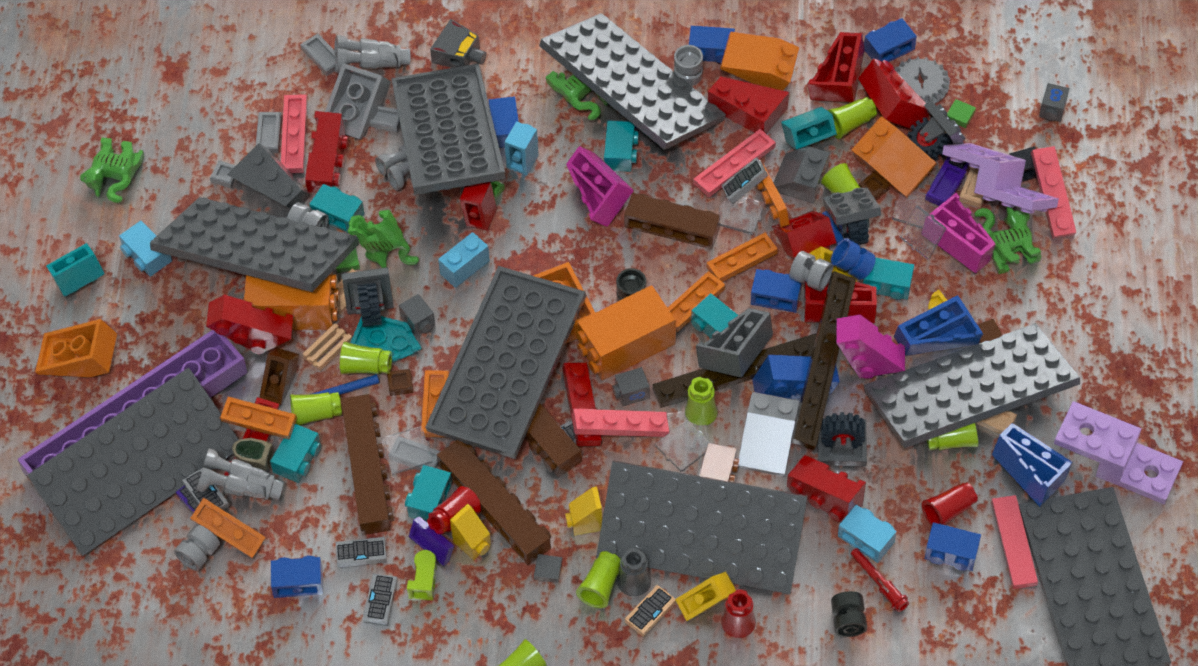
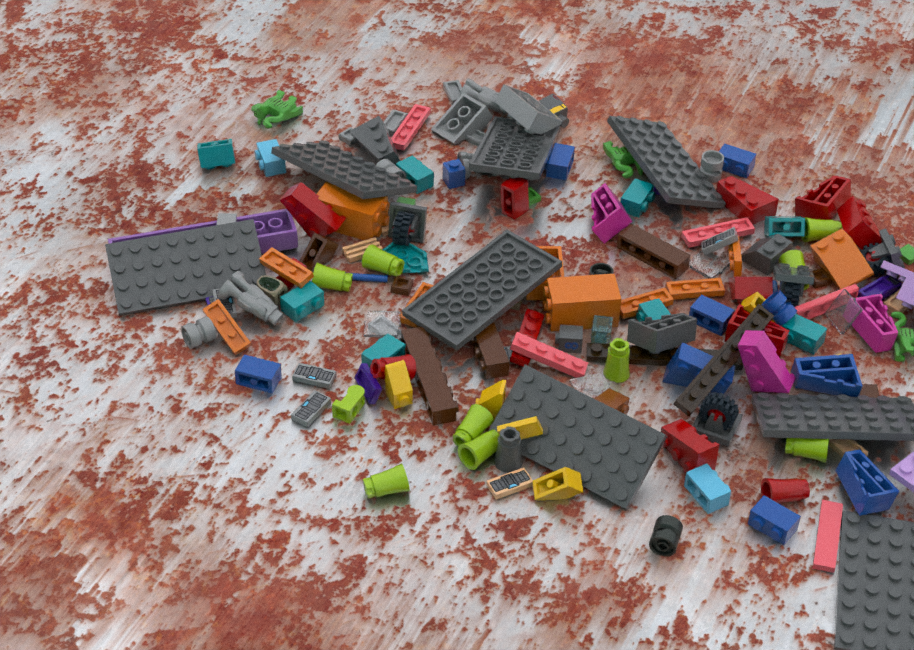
camera: 20 degrees right, 15 degrees down
(77, 350) = (191, 198): orange slope -> none
(152, 378) = (224, 218): none -> light grey tile
(327, 152) = (427, 138): red wedge -> none
(365, 464) = (348, 324): reddish brown brick -> none
(381, 238) = (434, 191): bright green animal -> none
(385, 191) = (453, 174): none -> blue brick
(417, 315) = (436, 249): dark grey brick -> none
(435, 64) = (526, 110): none -> light grey slope
(464, 259) = (486, 227): medium azure brick -> none
(521, 148) = (563, 175): medium azure brick -> none
(548, 568) = (445, 430): dark grey tile -> none
(577, 554) = (473, 424): none -> lime plant
(642, 541) = (527, 427): none -> yellow tile
(662, 361) = (601, 329): none -> clear light blue brick
(738, 617) = (576, 506): red plant -> none
(760, 59) = (766, 175): orange slope -> none
(768, 434) = (656, 399): slope -> none
(808, 269) = (740, 300): light grey wheel -> none
(890, 41) = (875, 195): blue brick -> none
(891, 593) = (711, 542): red pin -> none
(894, 230) = (820, 305): none -> coral tile
(935, 78) = (895, 224): light grey gear -> none

